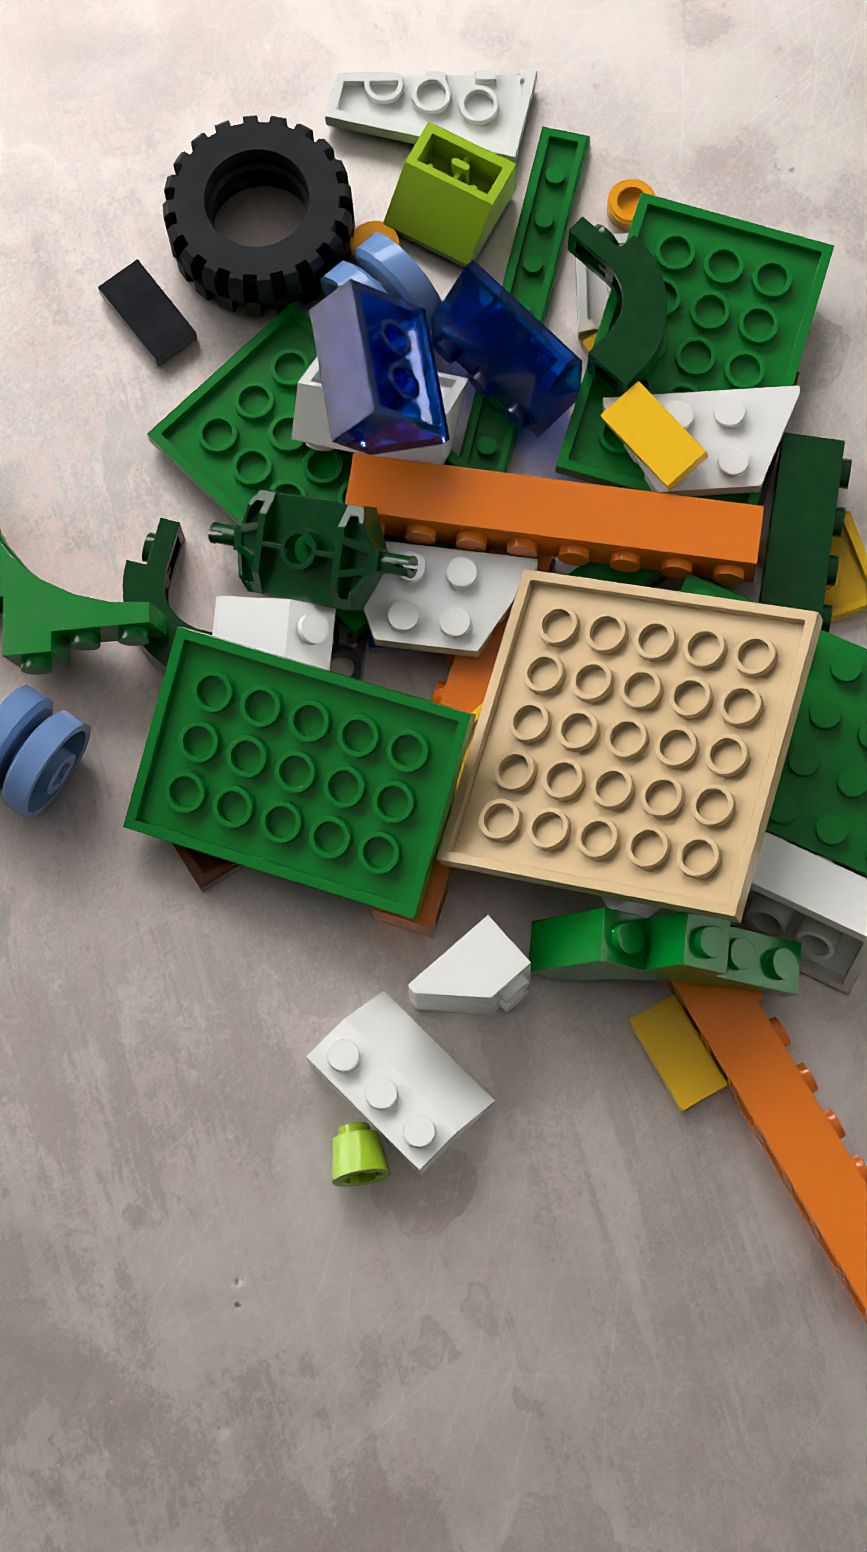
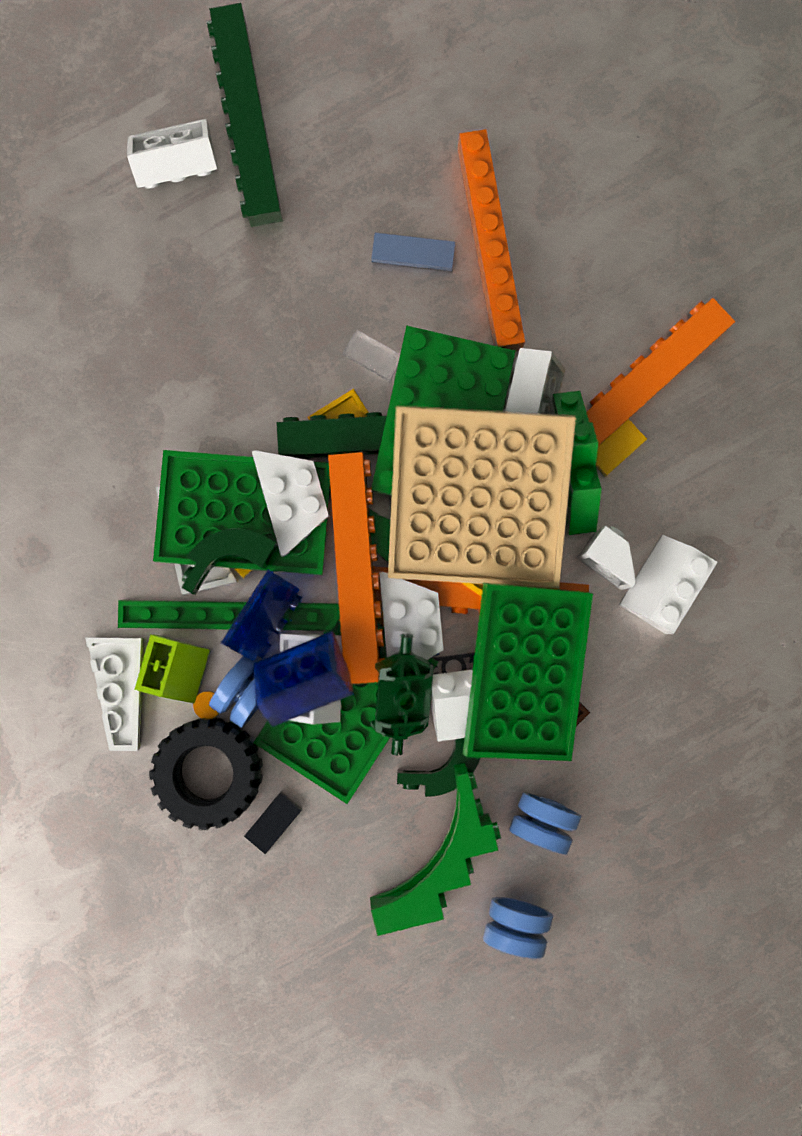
camera: 110 degrees left, 10 degrees up
(358, 1156) = (711, 597): lime hat -> none
(624, 200) = (153, 571): light orange tile -> none
(654, 436) = (300, 522): yellow tile -> none

